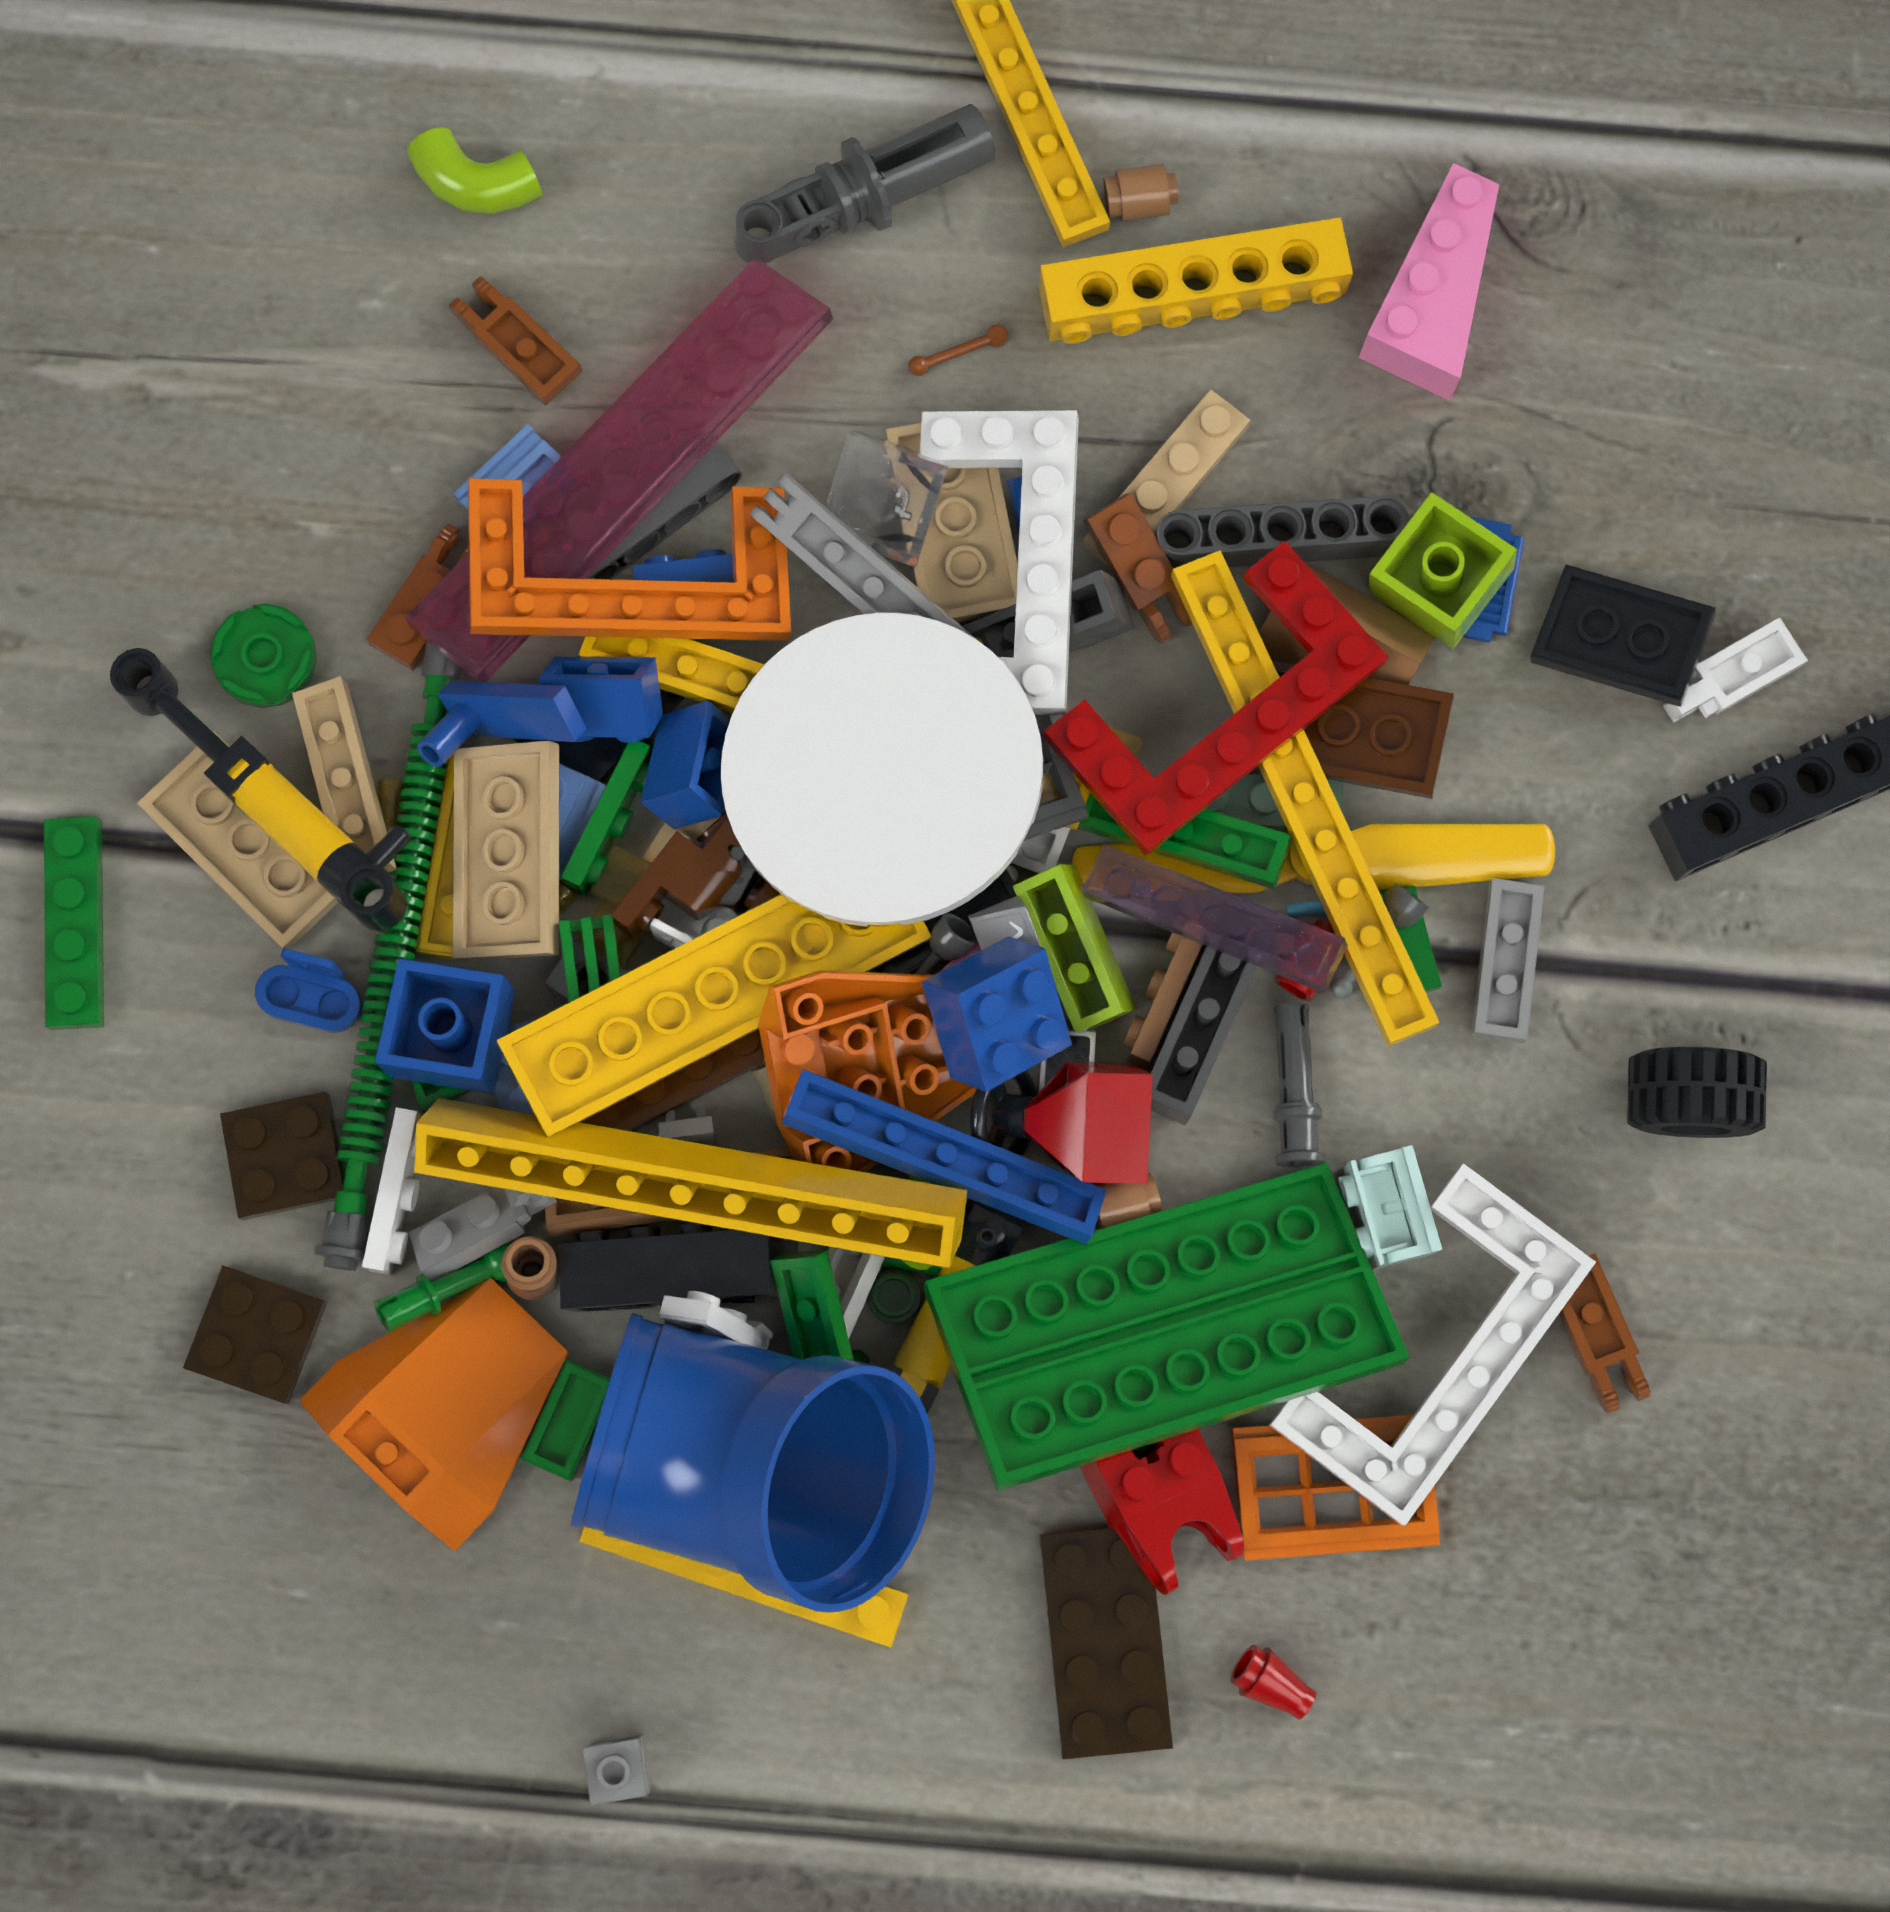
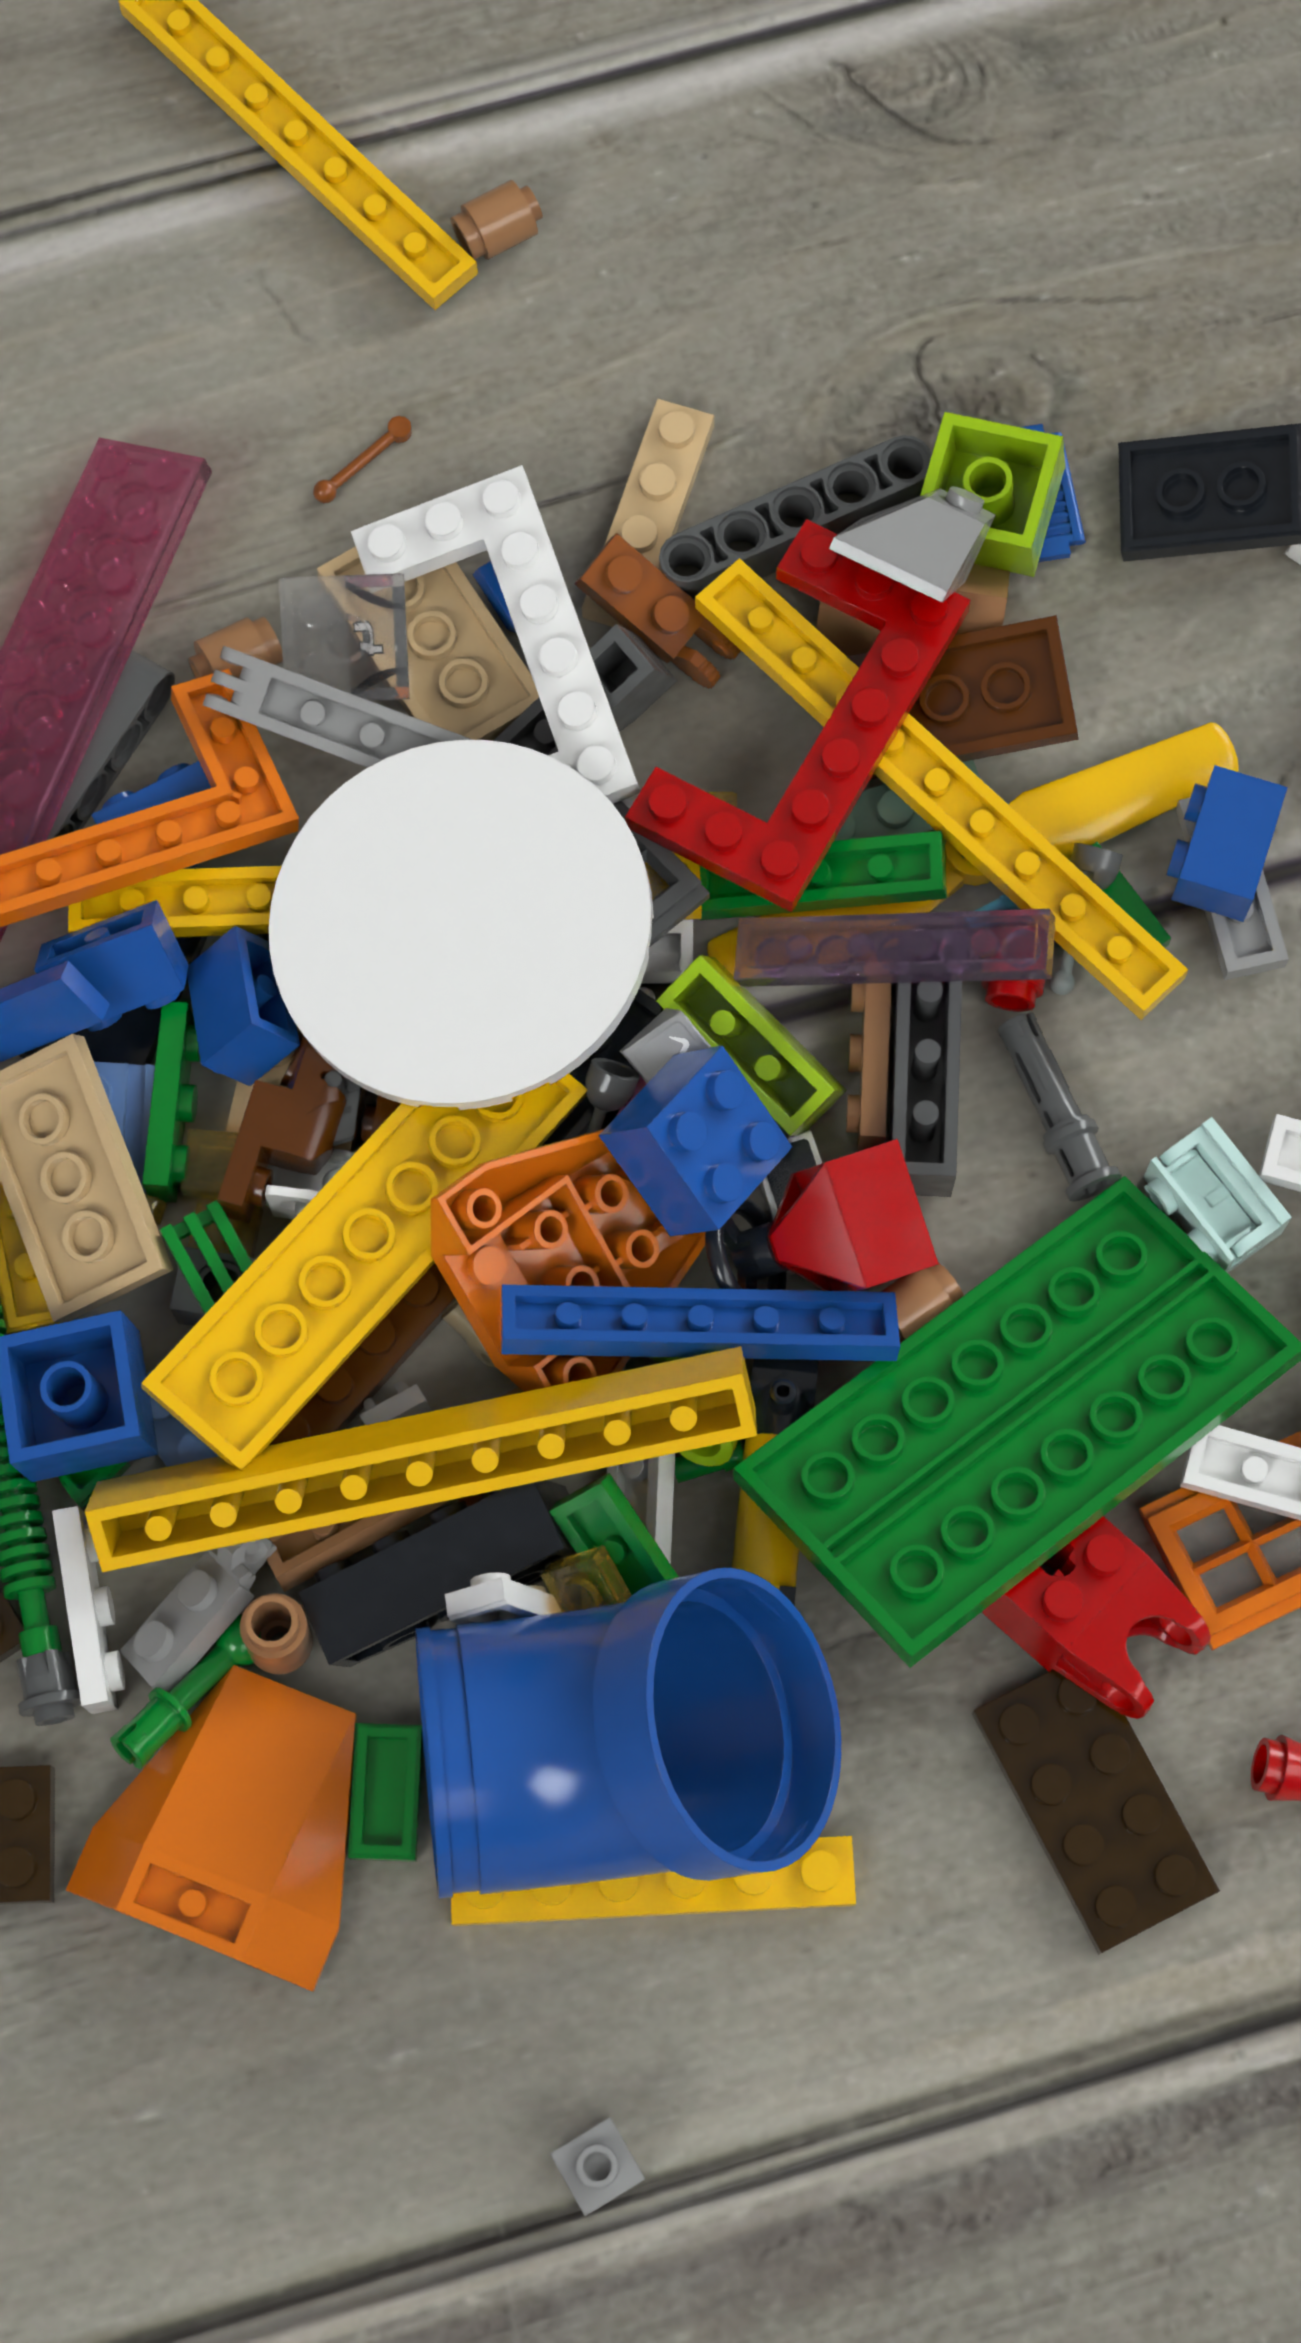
camera: 15 degrees left, 5 degrees down
(778, 1327) = (585, 1580): none -> clear yellow plate
(805, 466) = (246, 636): none -> medium nougat brick
(864, 184) = (189, 319): dark grey piece -> none
(894, 1296) = (702, 1509): dark green plate -> none
(1314, 245) = (607, 263): yellow brick -> none
(1365, 594) = (921, 541): none -> light grey slope
(1433, 299) = (862, 220): bright pink wedge -> none
(1515, 929) = (1228, 842): none -> blue brick

